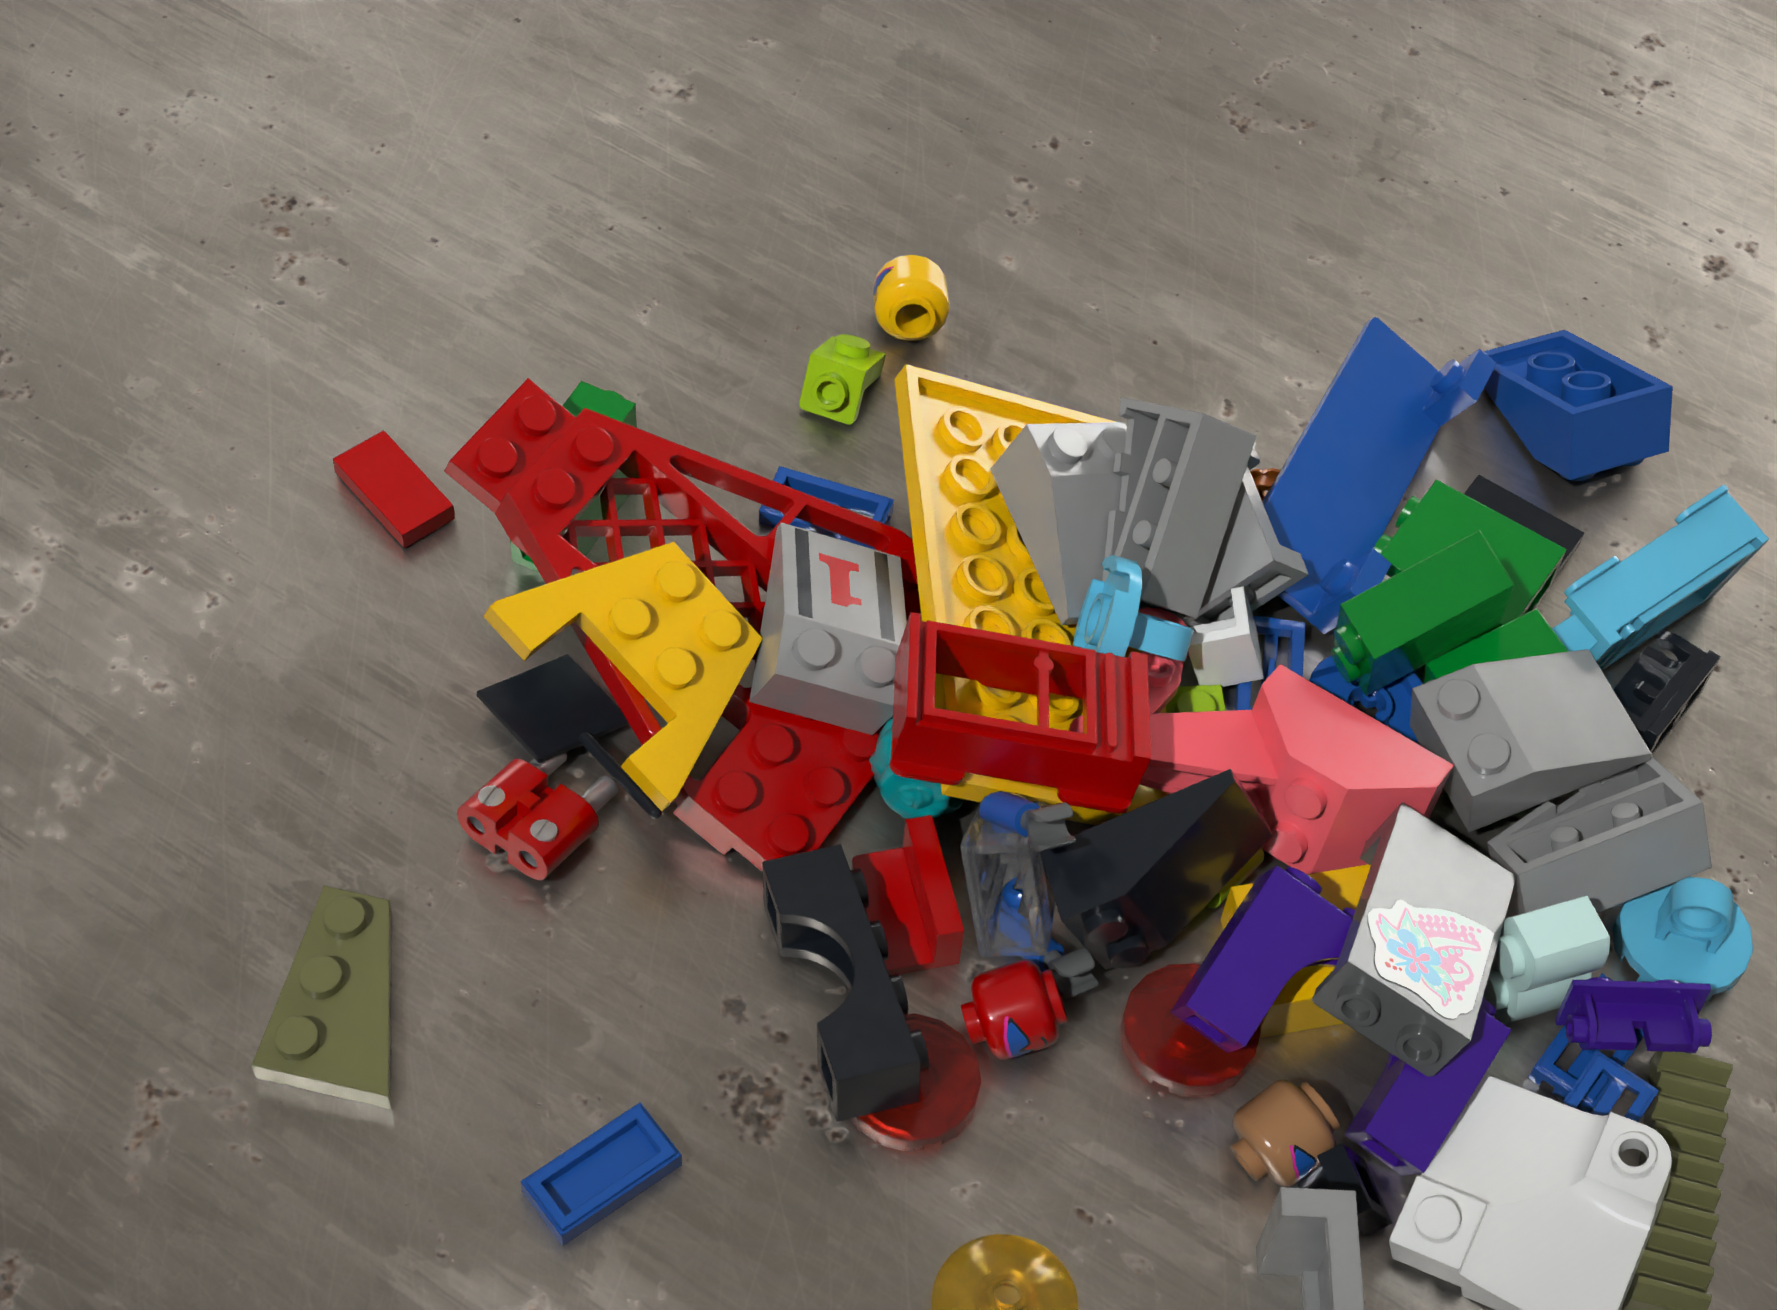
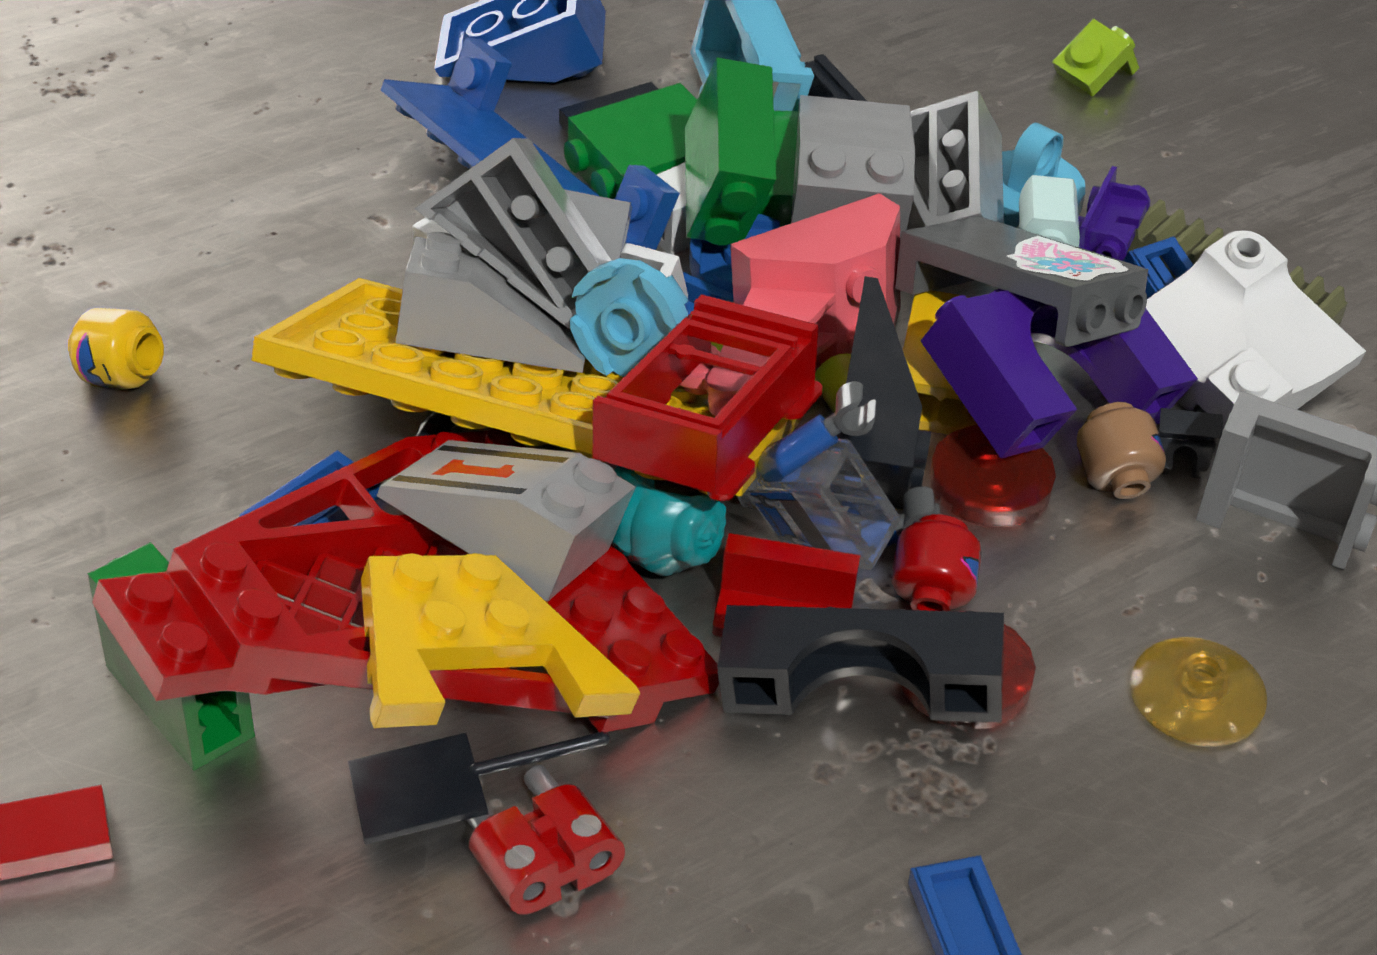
camera: 65 degrees left, 10 degrees down
(838, 377) = (170, 431): lime bracket -> none

